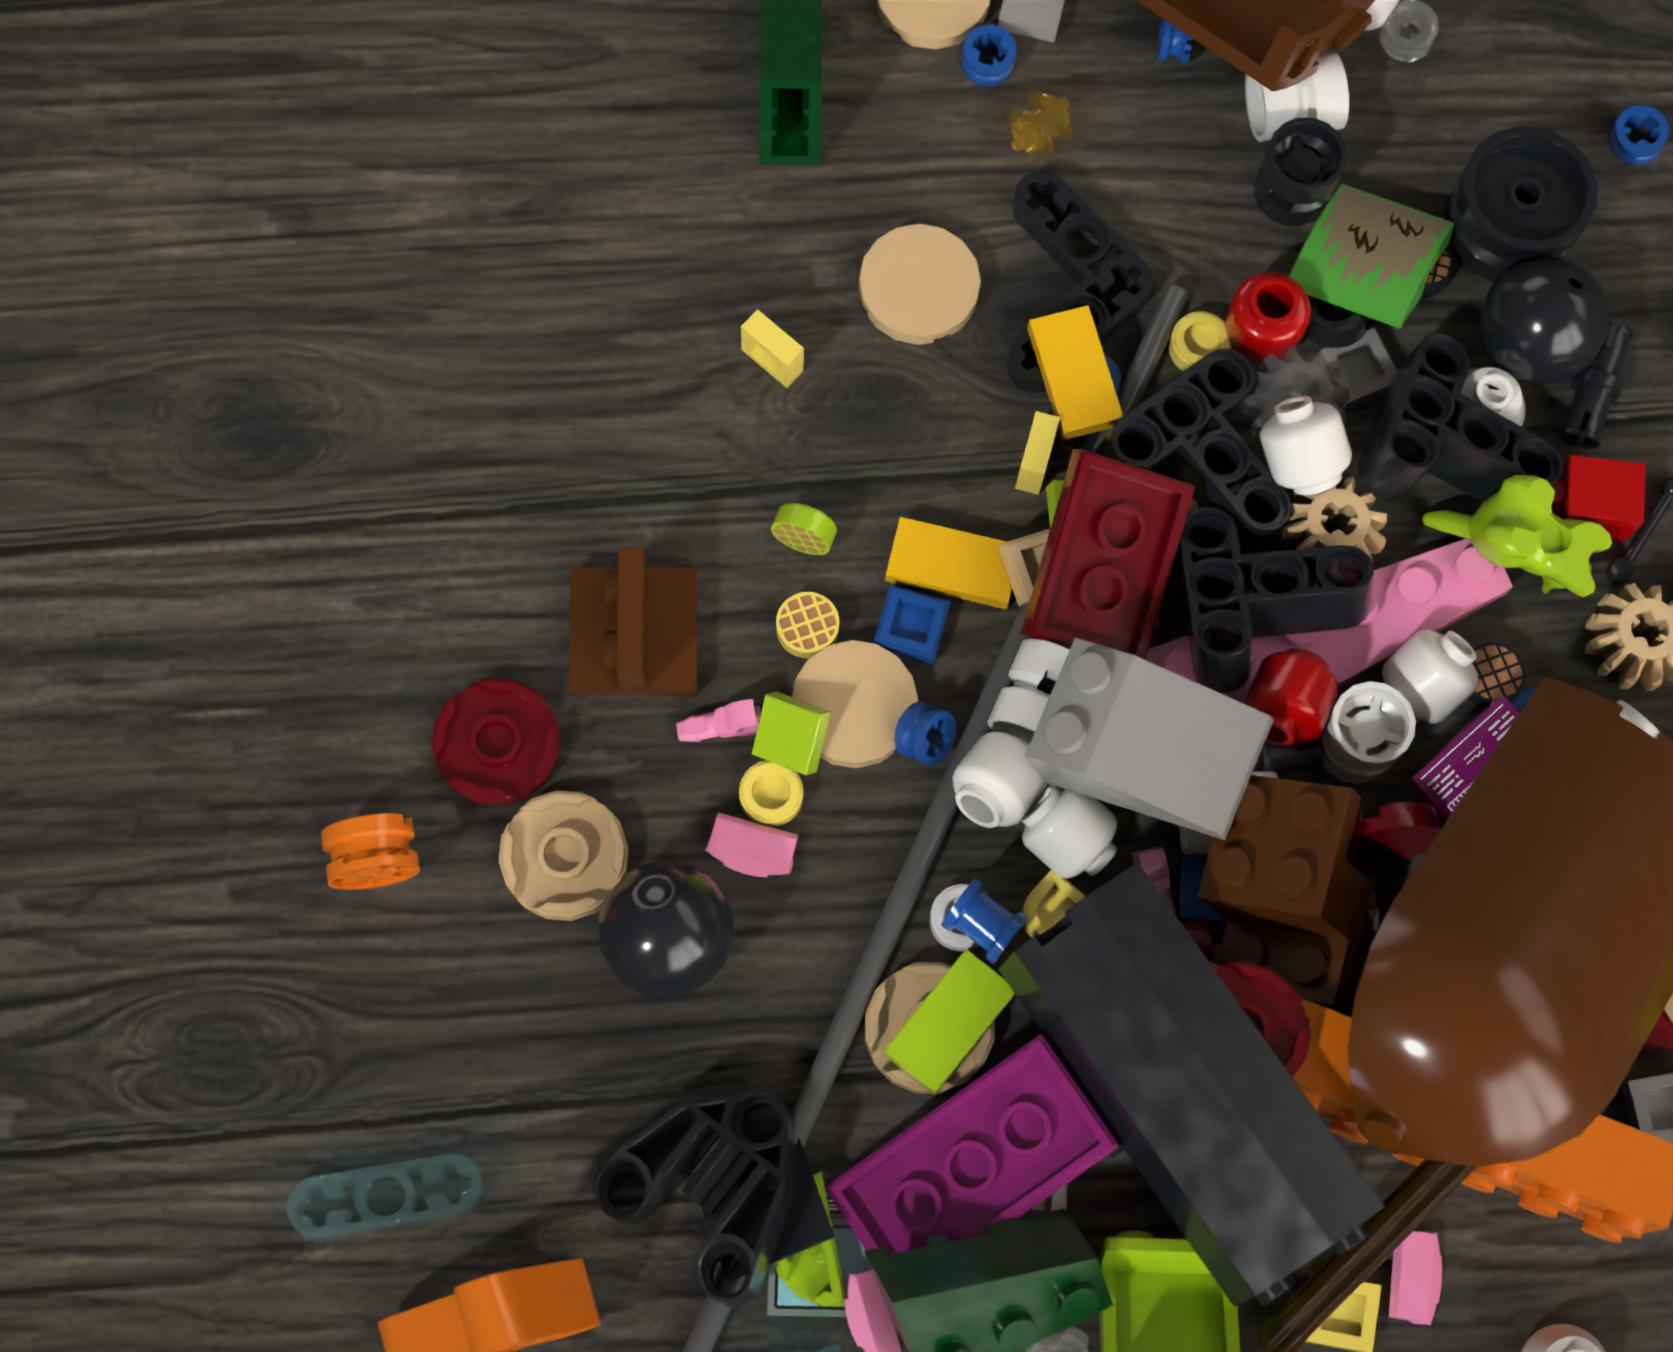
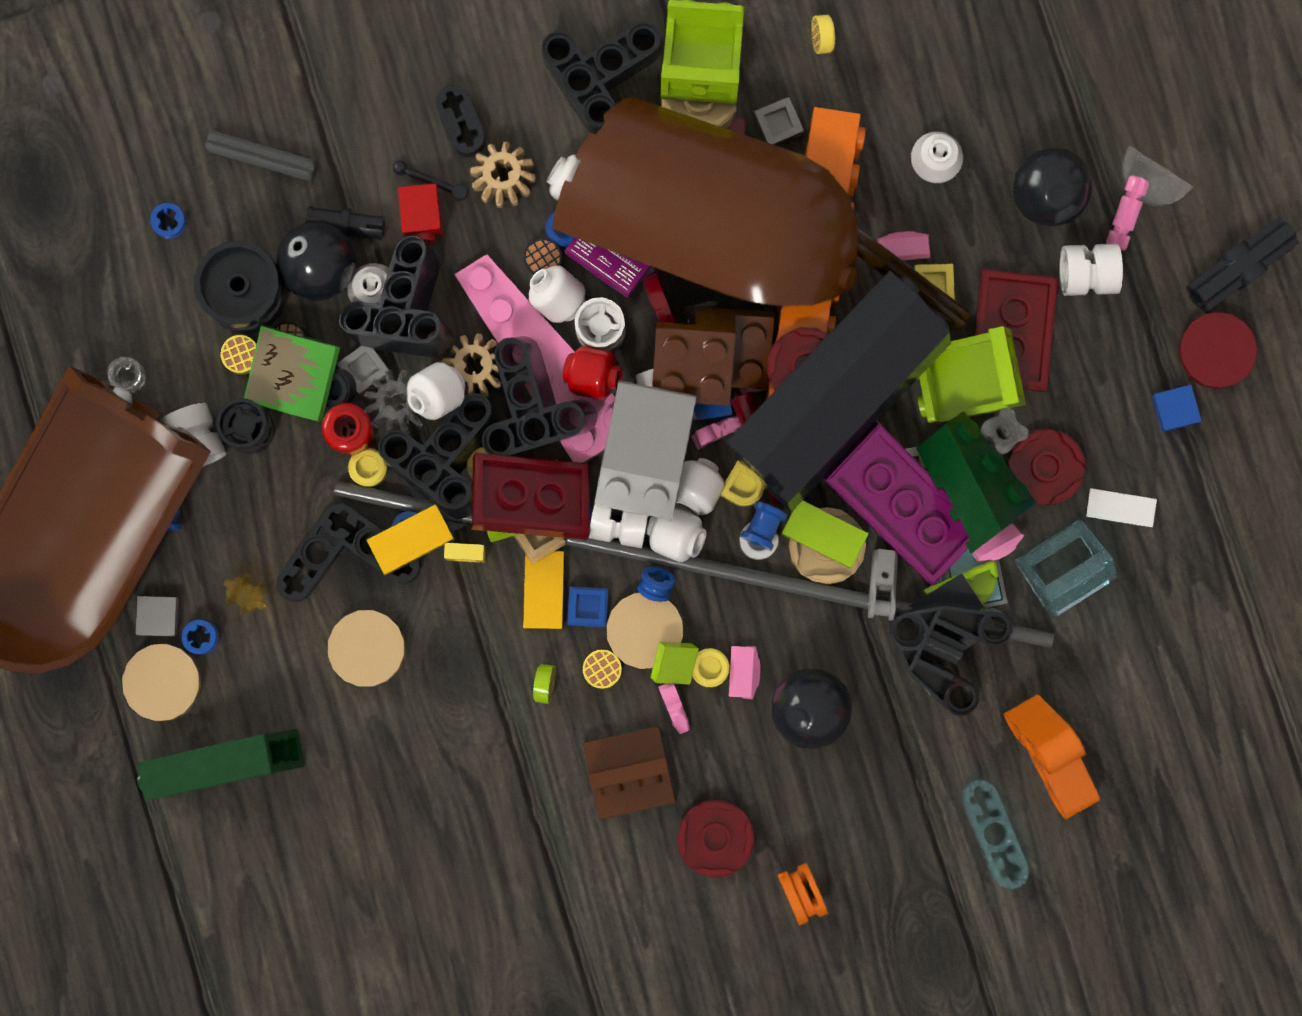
camera: 95 degrees left, 10 degrees up
(563, 855) = (774, 781): tan tile -> none
(772, 348) = (432, 729): light yellow tile -> none
(849, 1103) = (883, 581): none -> light grey bar
(1414, 187) = (238, 354): none -> tile
(1521, 532) = (457, 254): lime animal -> none

